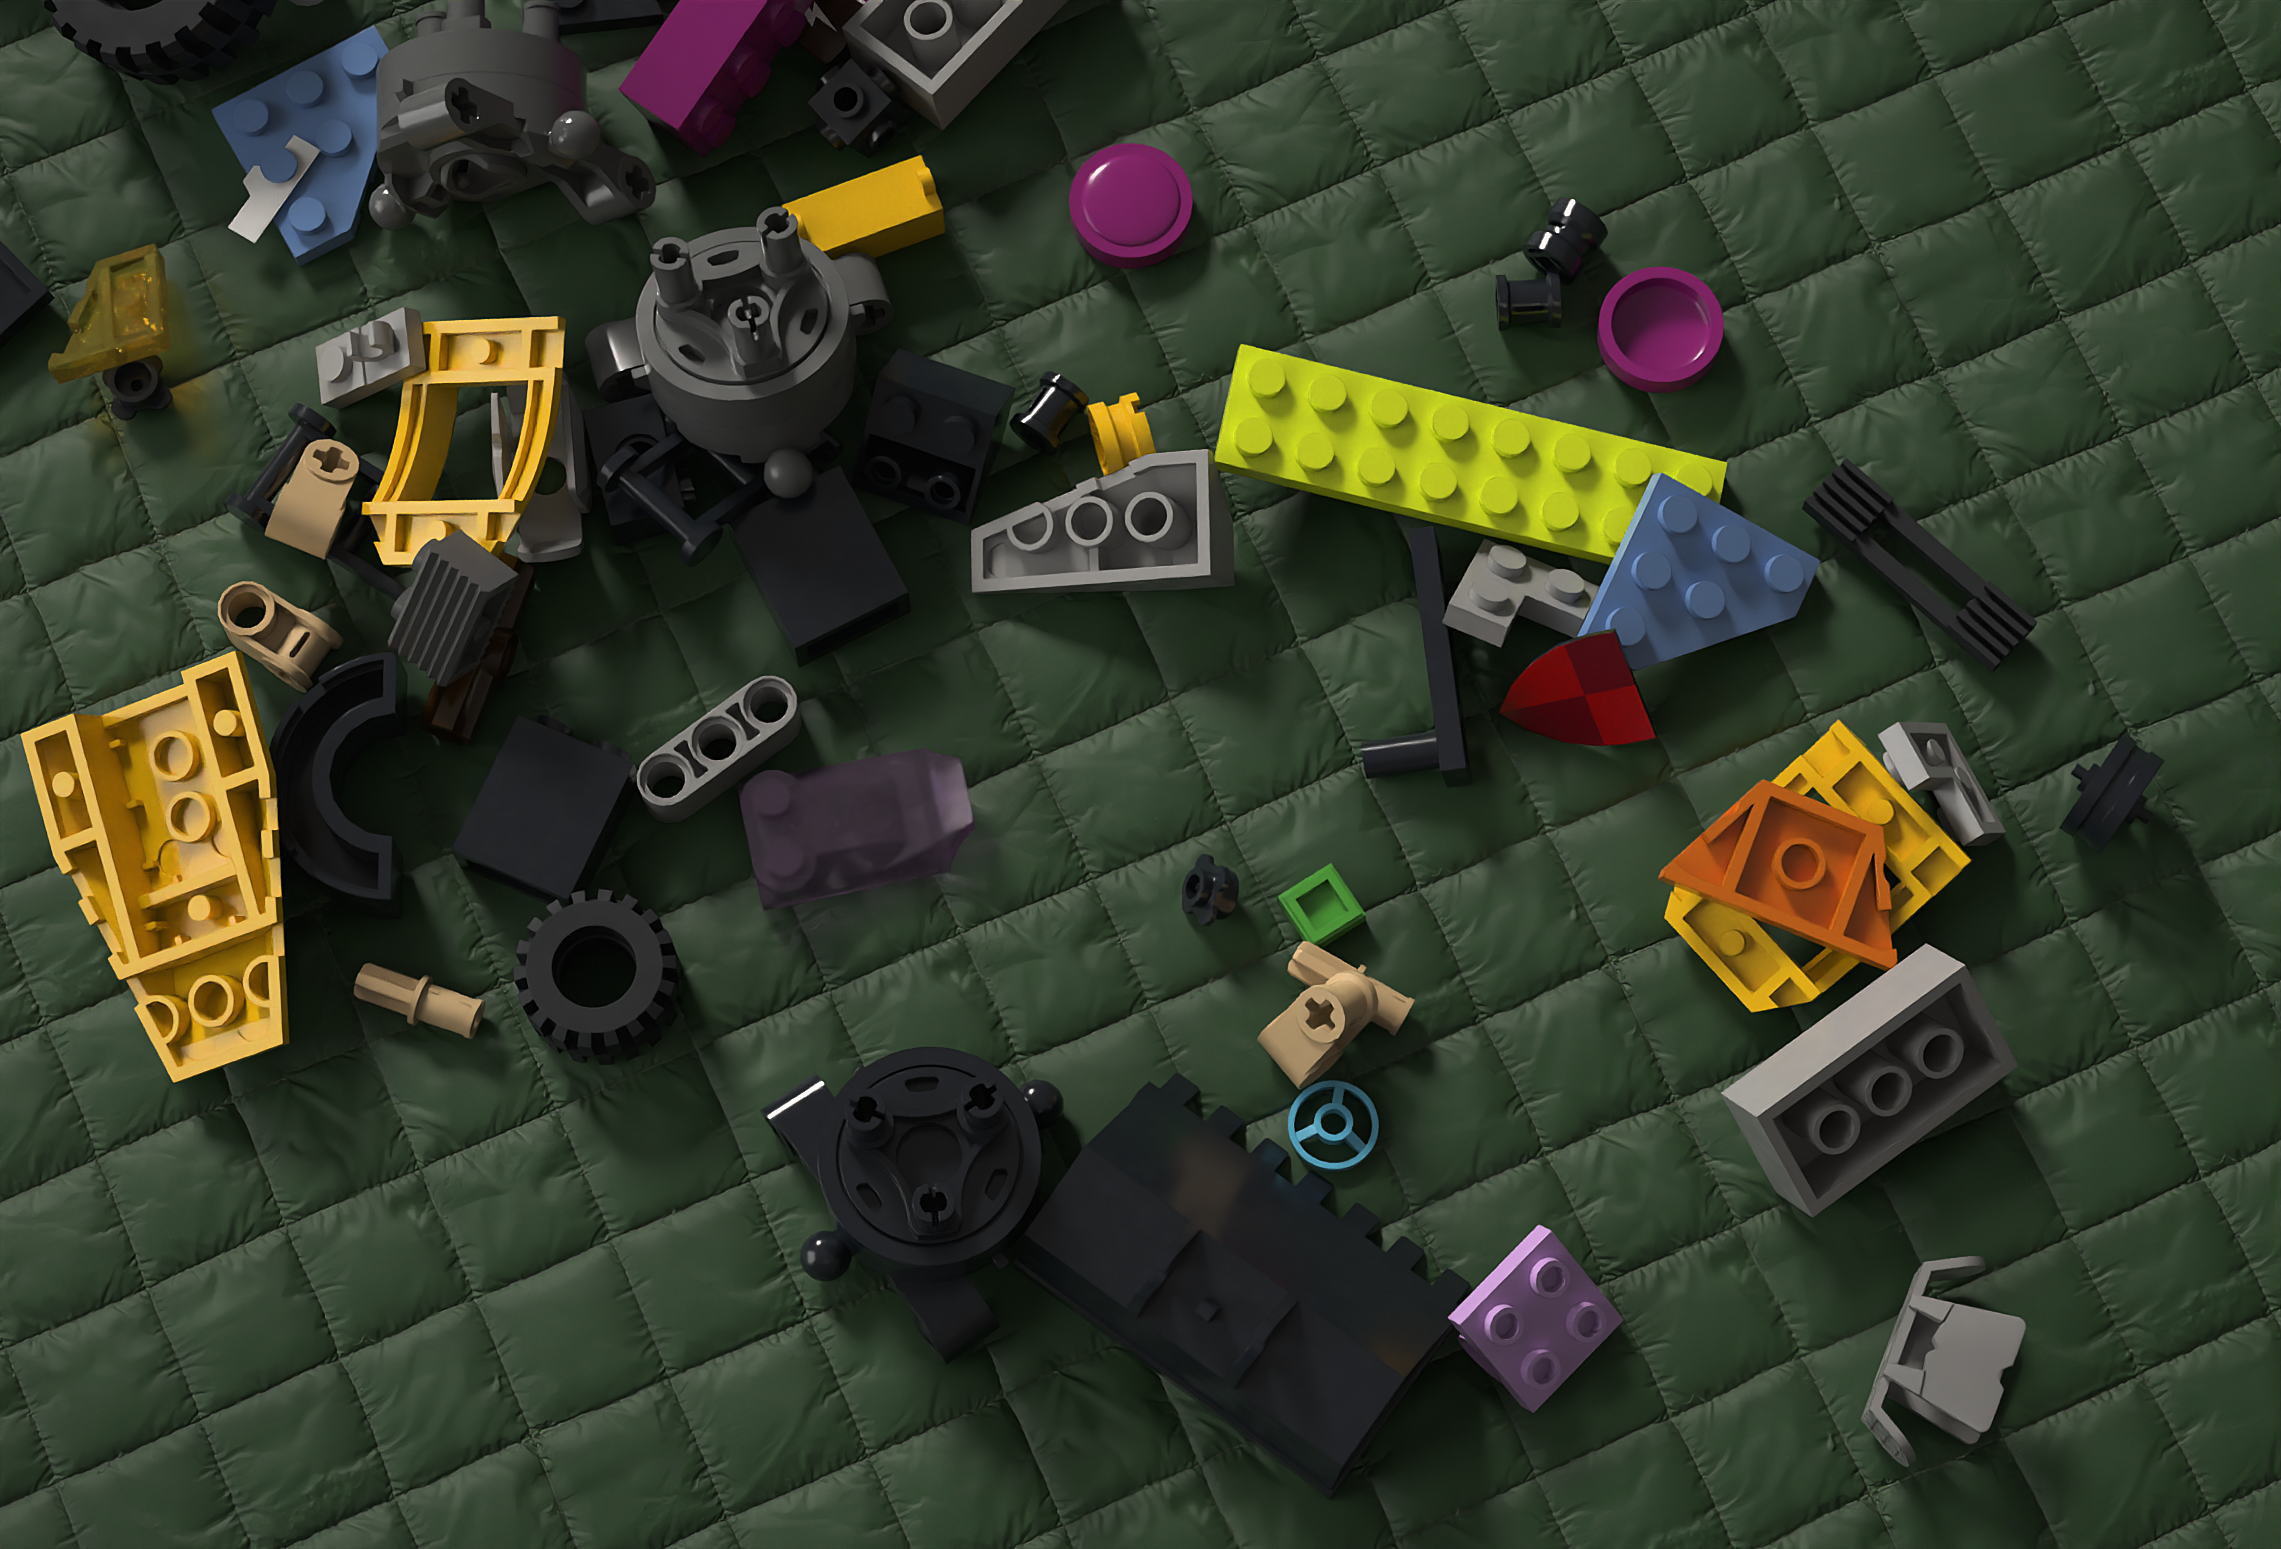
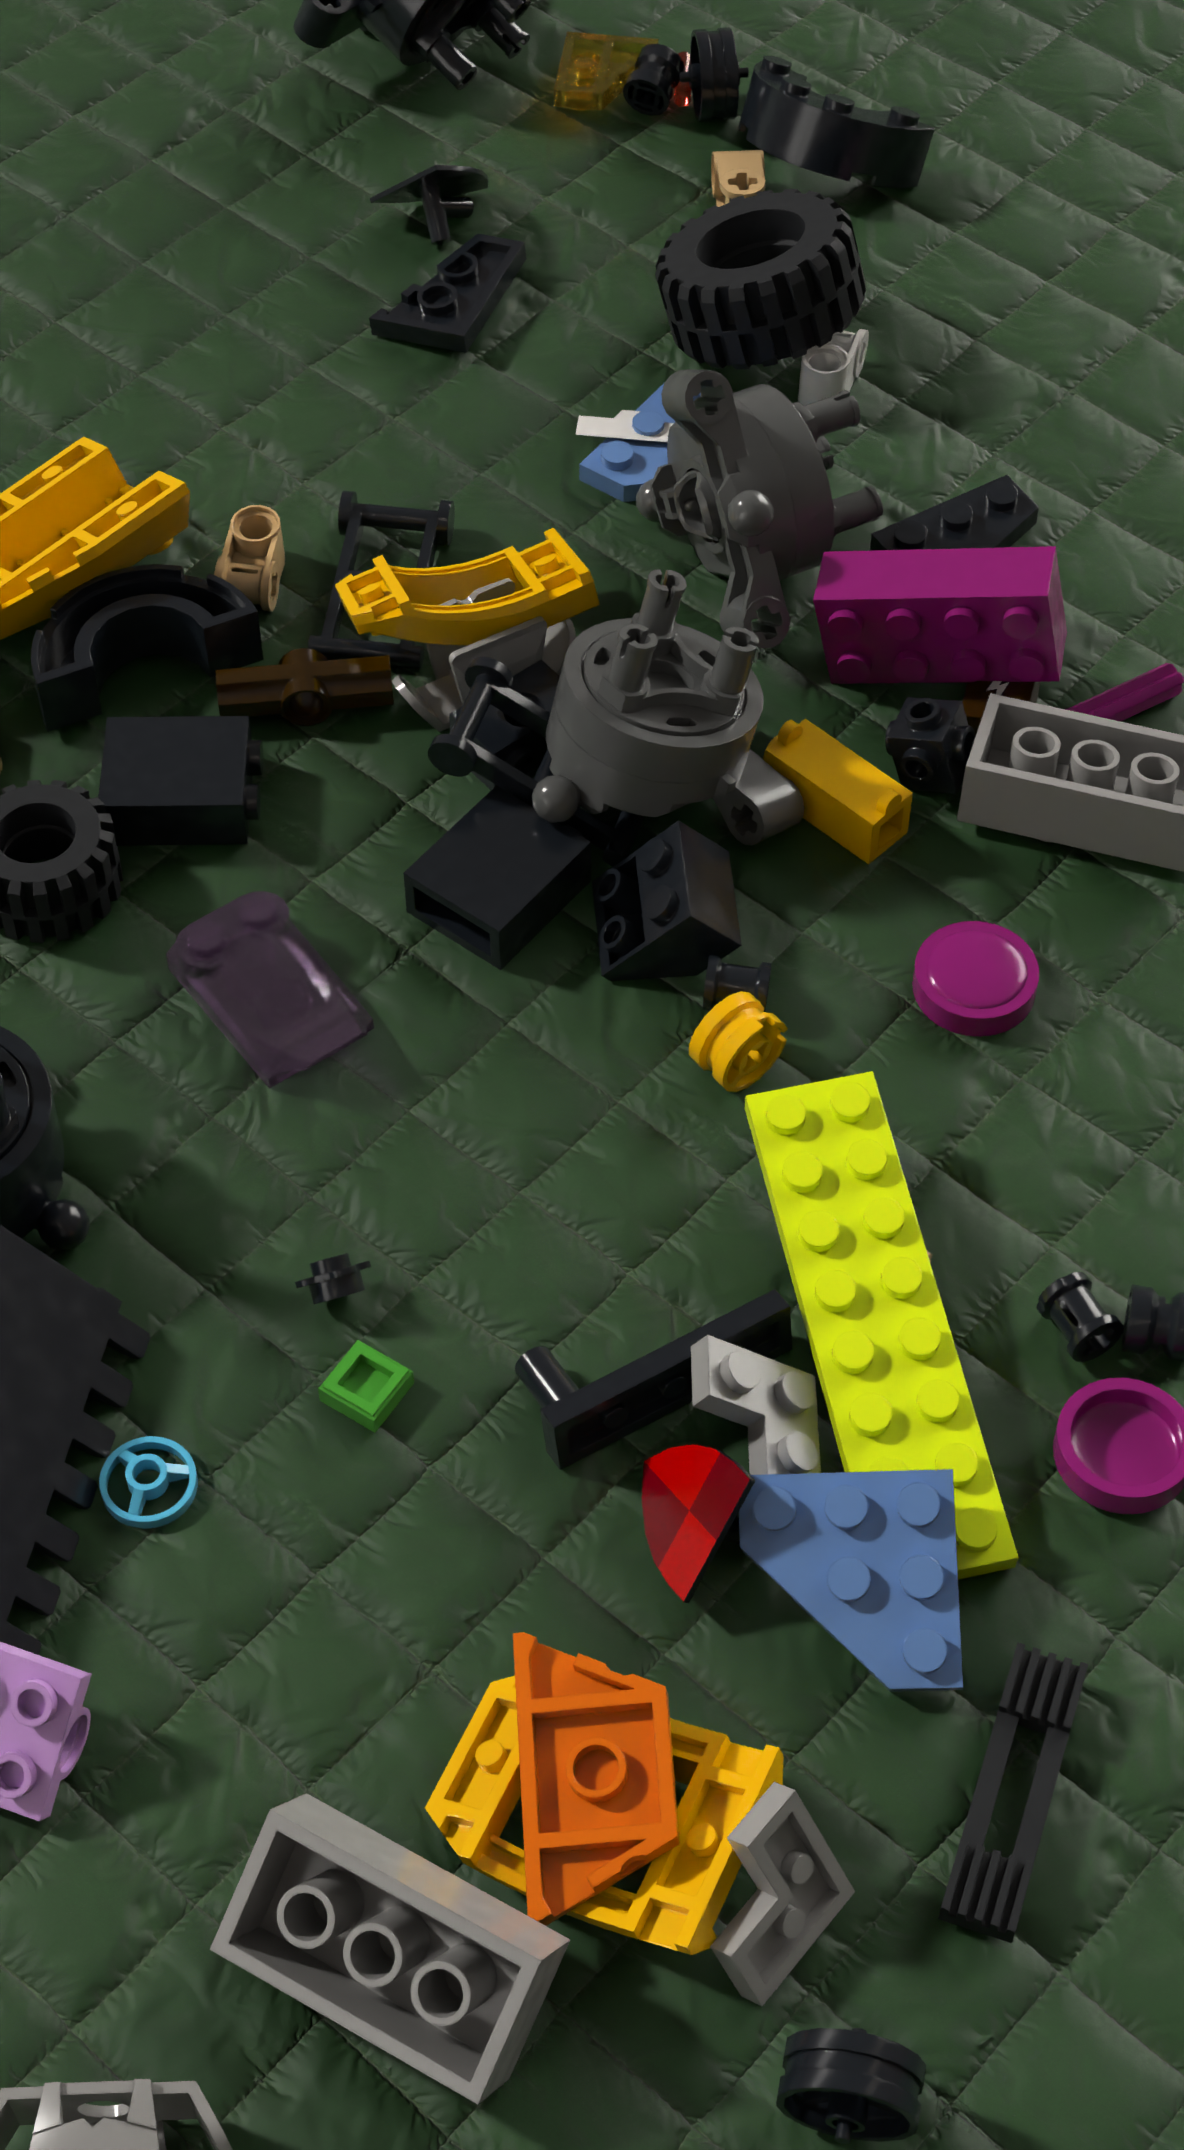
camera: 65 degrees right, 20 degrees down
(118, 317) = (467, 381): clear yellow wing -> none
(129, 402) = (419, 417): black plate -> none
(315, 498) = (365, 527): tan piece -> none
(370, 358) = (513, 519): light grey plate -> none
(451, 607) = (304, 615): dark grey brick -> none
(730, 721) = (306, 872): light grey beam -> none
(1133, 530) = (650, 1075): light grey wedge -> none
(1317, 966) = (291, 1436): tan axle -> none
(1320, 1026) = (229, 1413): tan piece -> none

